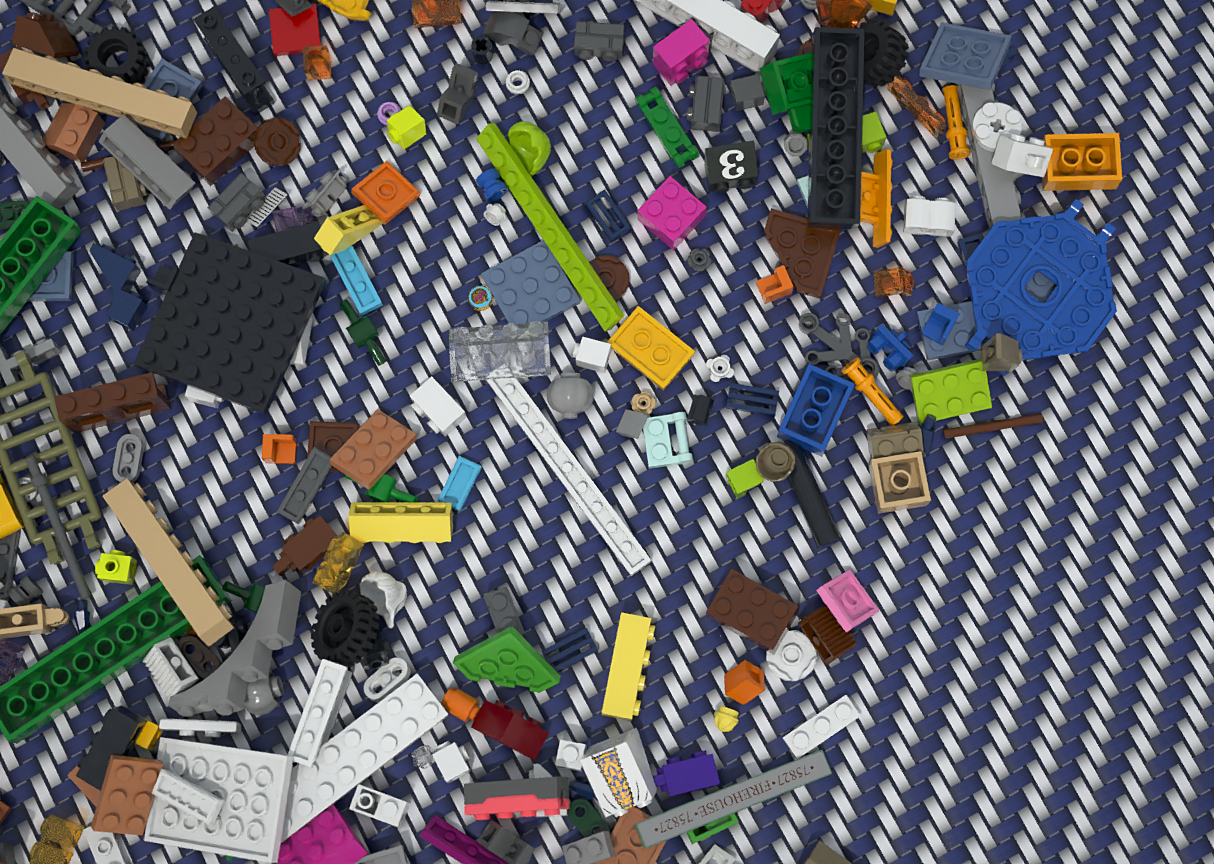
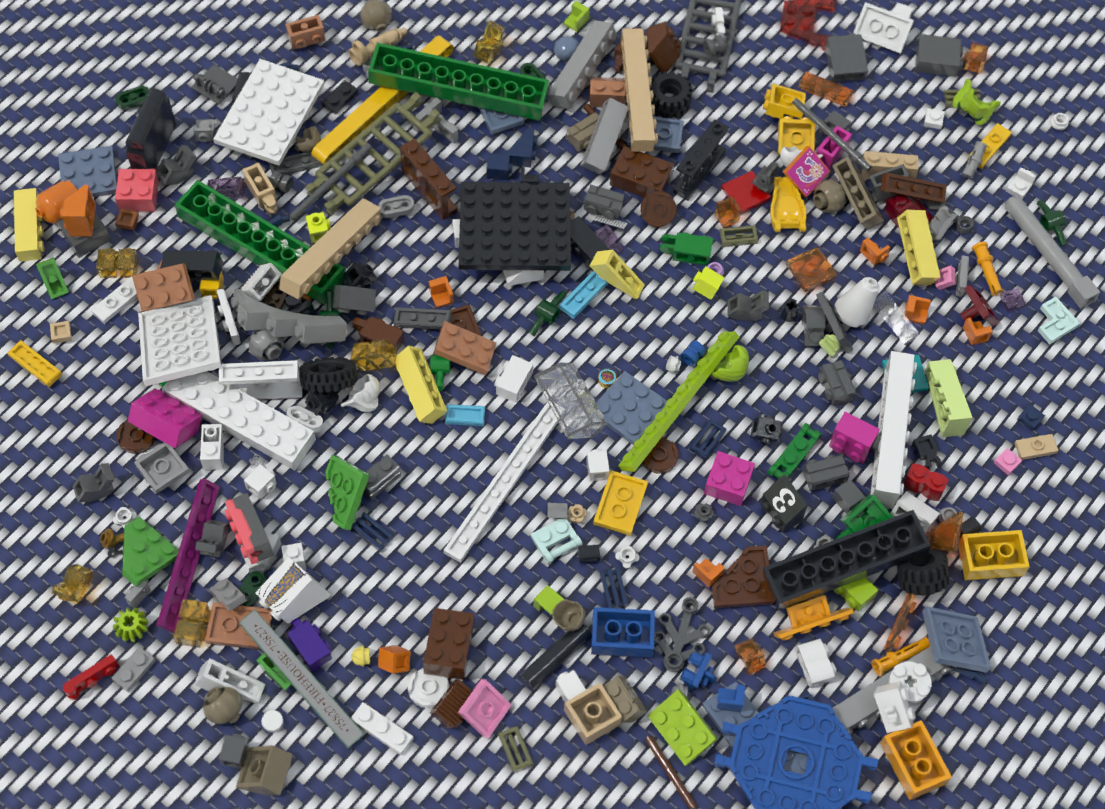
camera: 60 degrees right, 15 degrees down
(187, 796) = (173, 320): white plate -> none
(216, 539) = (360, 275): none -> black brick
(248, 559) = (353, 298): none -> dark grey brick
(319, 199) = (643, 254): light grey hinge -> none
(346, 128) = (688, 248): none -> green hinge
(360, 70) = (740, 238): none -> olive tile
(385, 192) = (655, 289): orange tile -> none
(461, 704) = (304, 473): orange brick -> none
(510, 728) = (295, 509): dark red brick -> none
(514, 76) = (781, 339): white plate -> none
(546, 25) = (830, 344): none -> yellowish green plate
(570, 395) = (560, 461): light grey plant -> none
(627, 666) = (374, 573): light yellow brick -> none
(628, 145) = (766, 429): none -> black brick
(765, 850) = (272, 721): none -> white tile
(797, 30) = (924, 513): none -> white brick
(856, 495) = (569, 685): none -> white brick
(865, 382) = (660, 659): light orange pin -> none
(901, 595) = (515, 768): none -> olive tile
(927, 432) = (641, 722): dark blue bar -> none
(1001, 354) = (724, 745): dark tan slope -> none

